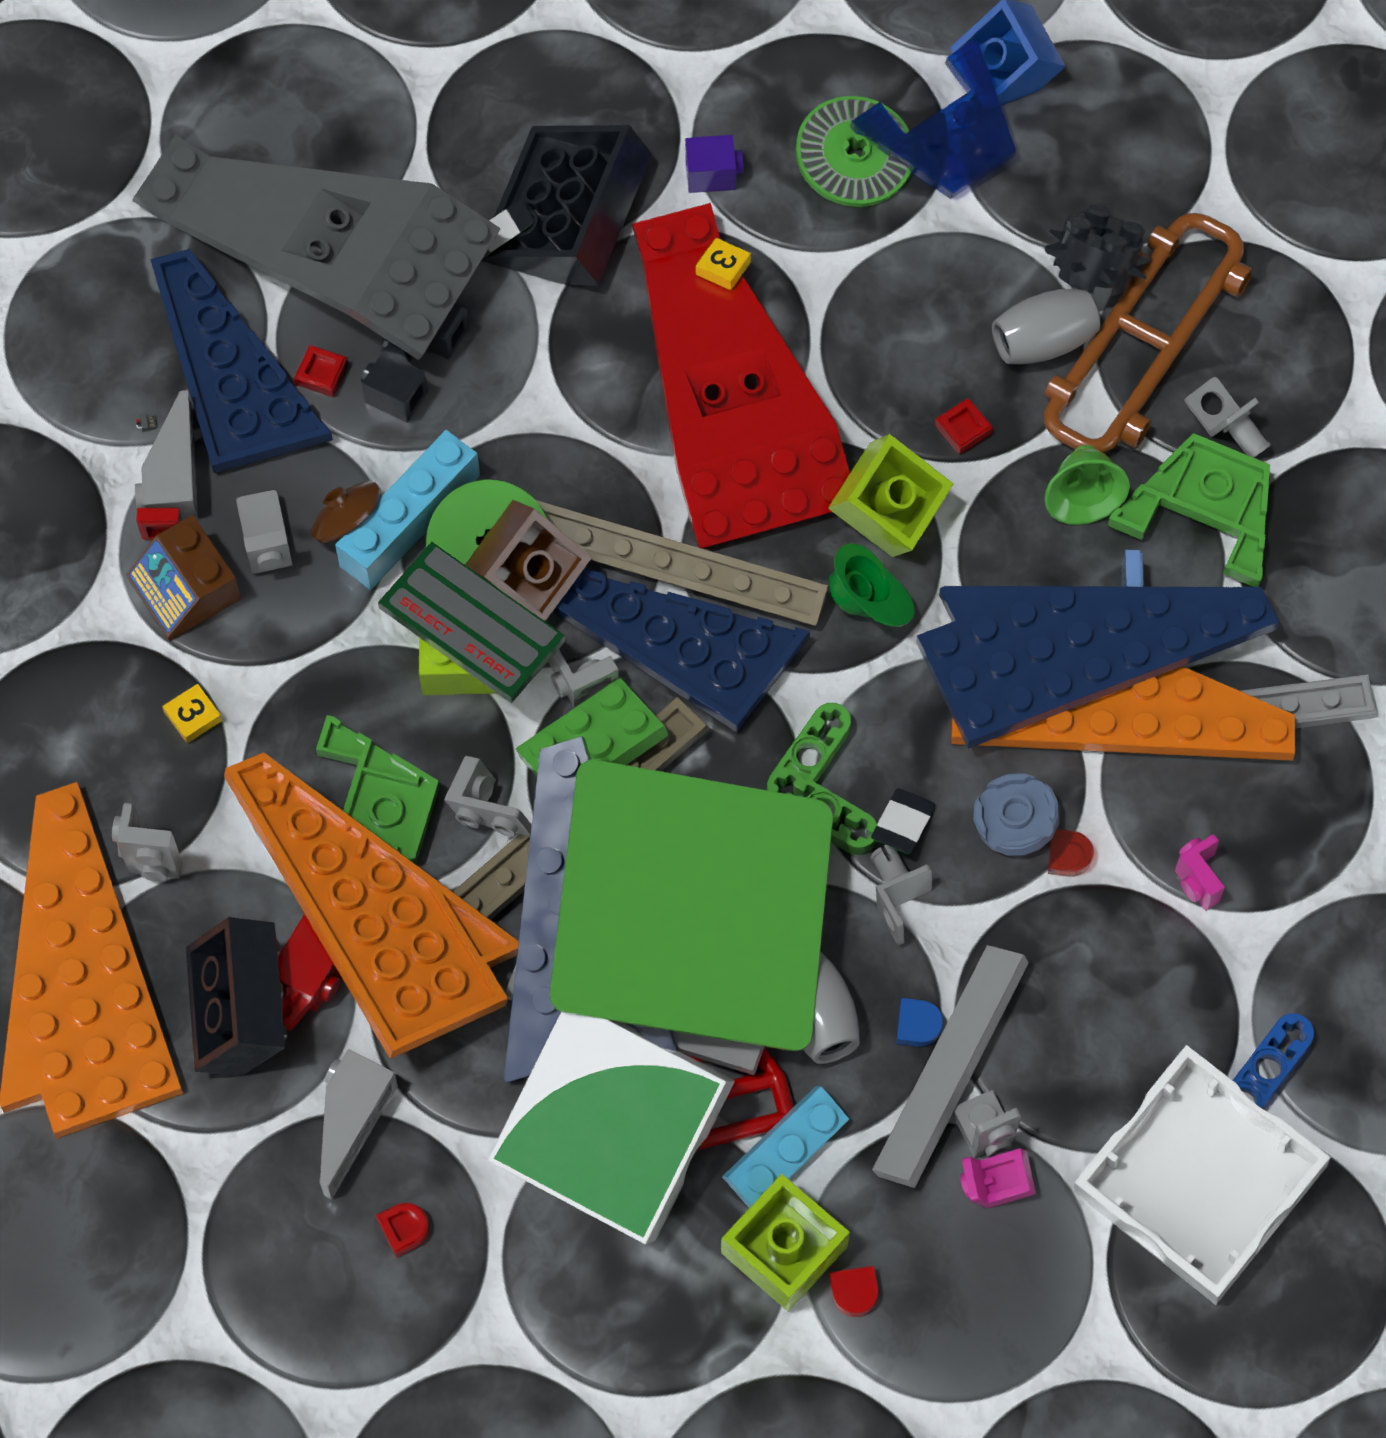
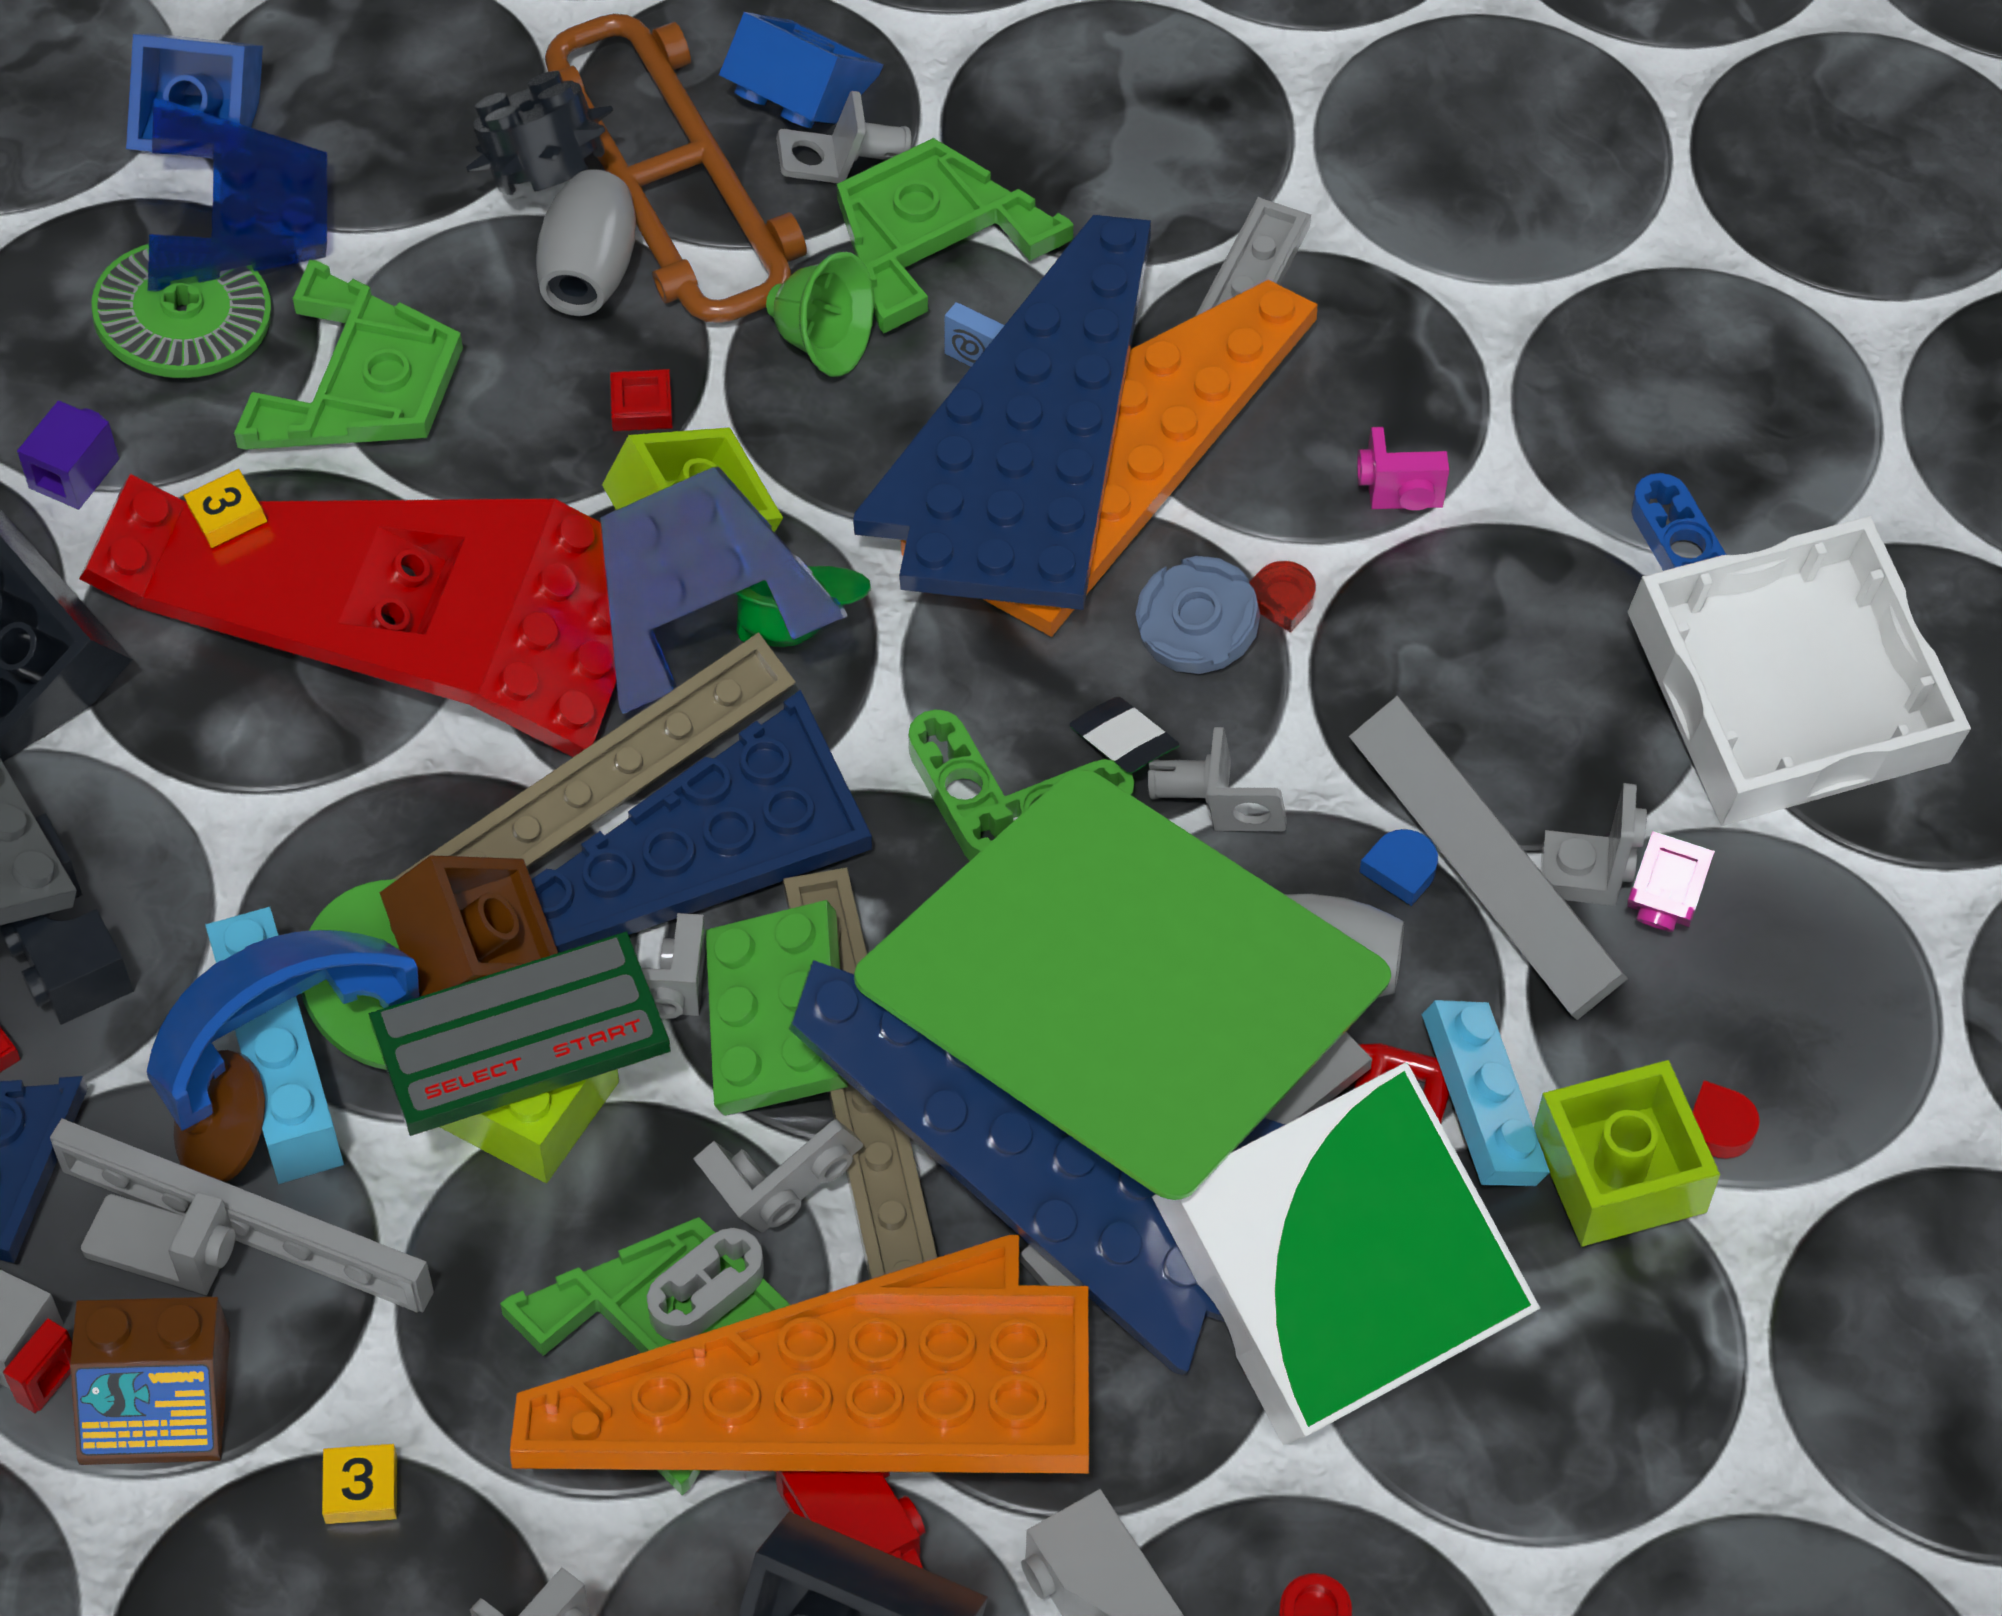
camera: 60 degrees left, 10 degrees down
(300, 561) = (254, 1218): none -> light grey tile
(393, 816) = (700, 1277): none -> light grey beam
(414, 474) = (255, 983): none -> blue windscreen
(834, 515) = (687, 553): none -> clear blue wing
(879, 282) = (379, 381): none -> bright green wing
(1272, 358) = (795, 69): none -> blue slope

